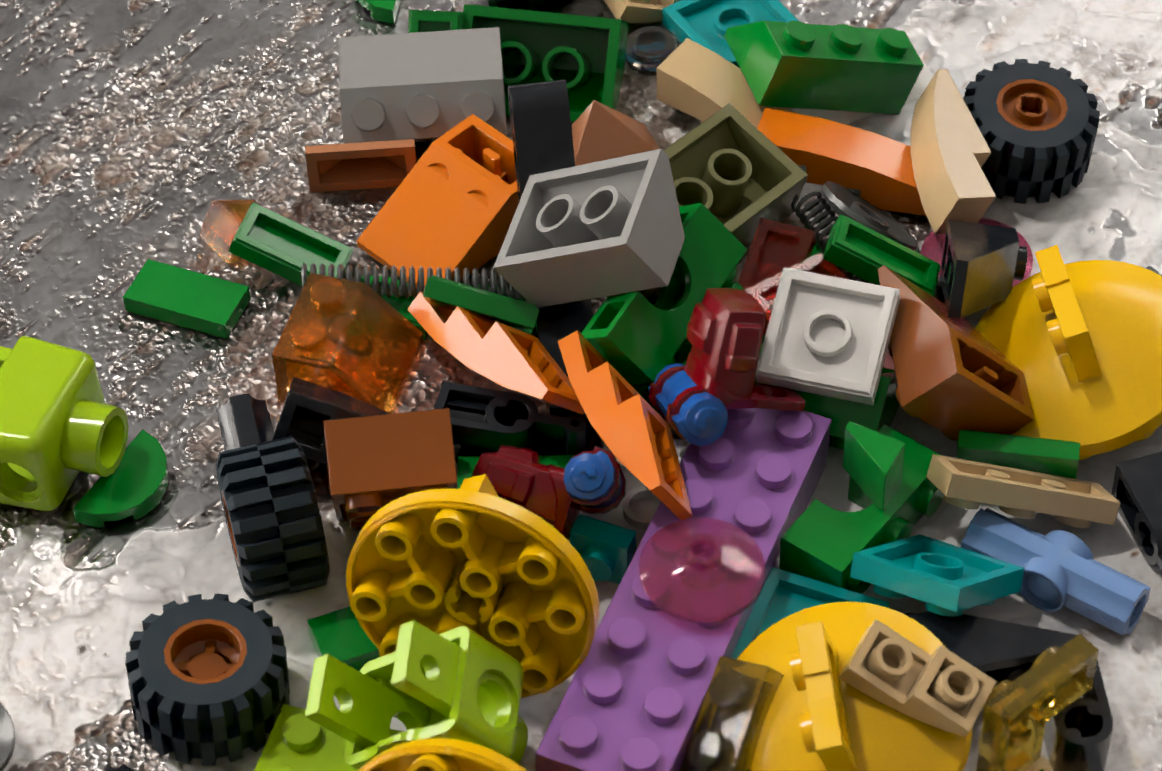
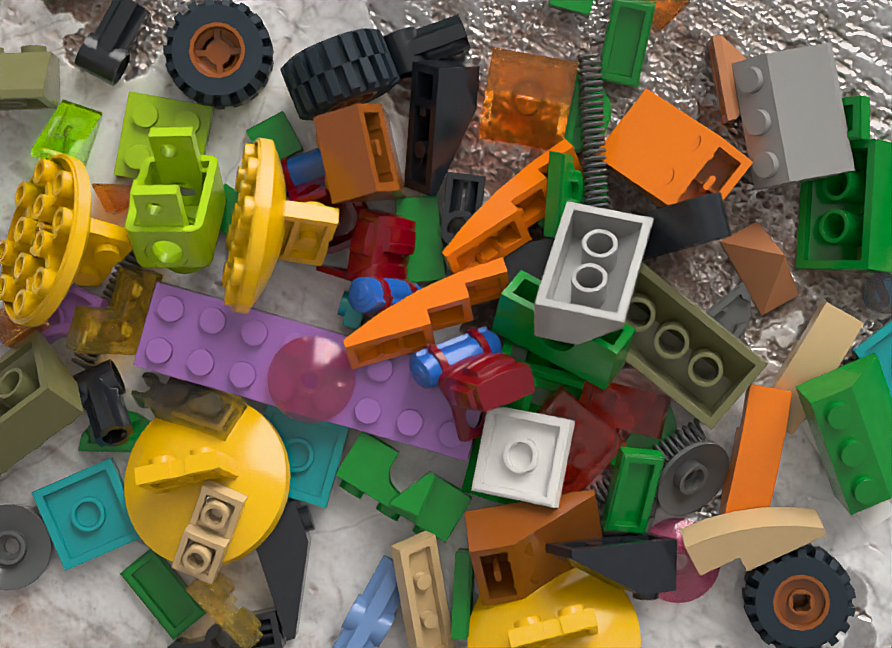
camera: 85 degrees right, 40 degrees up
(936, 573) = (342, 540): teal plate -> none

